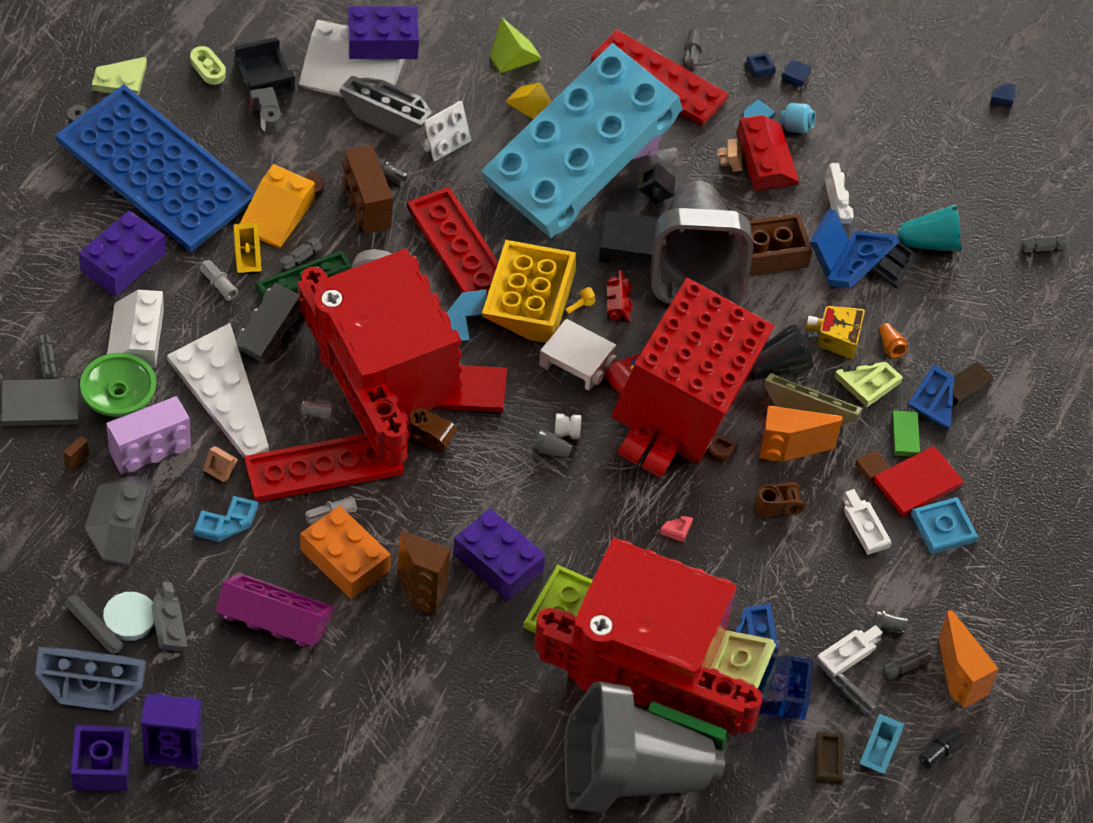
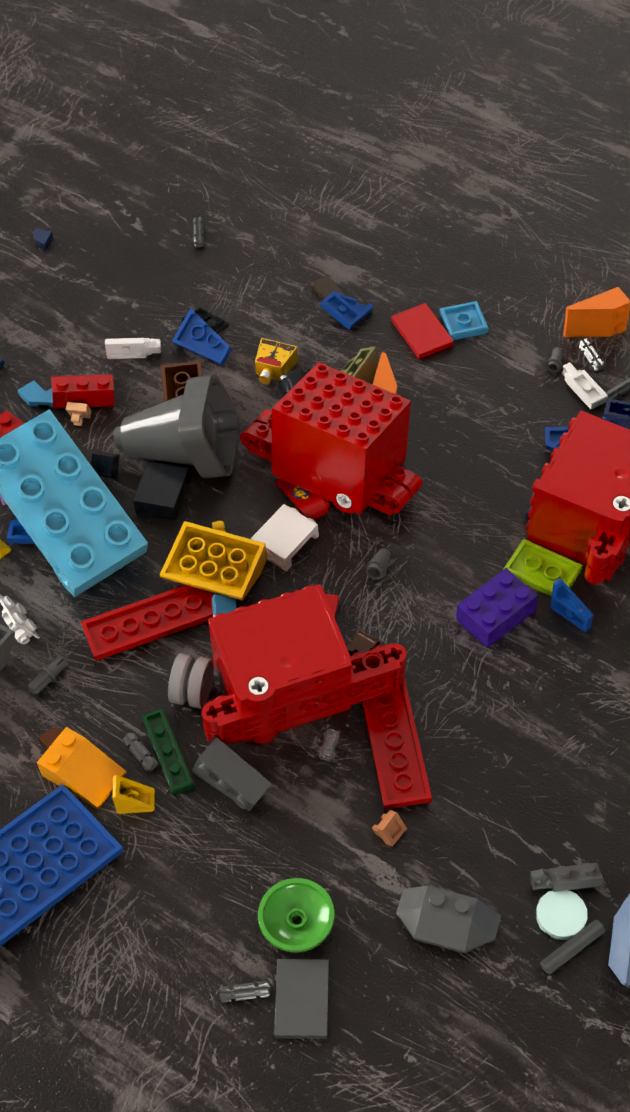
camera: 75 degrees left, 0 degrees up
(76, 453) = (372, 960): reddish brown tile -> none
(122, 253) = (122, 912): dark purple brick -> none
(137, 325) = (221, 901): white slope -> none
(149, 435) = (363, 885): lavender brick -> none
(219, 280) = (163, 825): light grey axle -> none
(219, 382) = (287, 829): white wing -> none
(219, 527) = (449, 817): dark azure tile -> none
(273, 609) = (555, 786): magenta slope -> none
(314, 515) = (445, 736): light grey axle -> none
(345, 552) = (494, 725): orange brick -> none
(367, 189) = (78, 683): reddish brown brick -> none
(423, 571) = (532, 655): reddish brown slope -> none
(504, 624) = (570, 606): none -> blue wing
(567, 426) = (361, 548): white wheel -> none
(619, 289) = (214, 503): red hinge -> none
(677, 528) = (464, 485): coral tile -> none
(780, 500) = (441, 416): reddish brown piece -> none
(798, 118) = (45, 364): medium azure head -> none
(829, 241) = (188, 352): blue tile -> none
(865, 523) = (463, 365): white hinge -> none
(869, 382) = (327, 347): yellowish green wing -> none
(871, 465) = (406, 356): reddish brown tile -> none
(893, 342) = (286, 330): orange cone -> none
(905, 433) = (376, 333): bright green tile -> none
(933, 231) = (183, 286): teal cone -> none

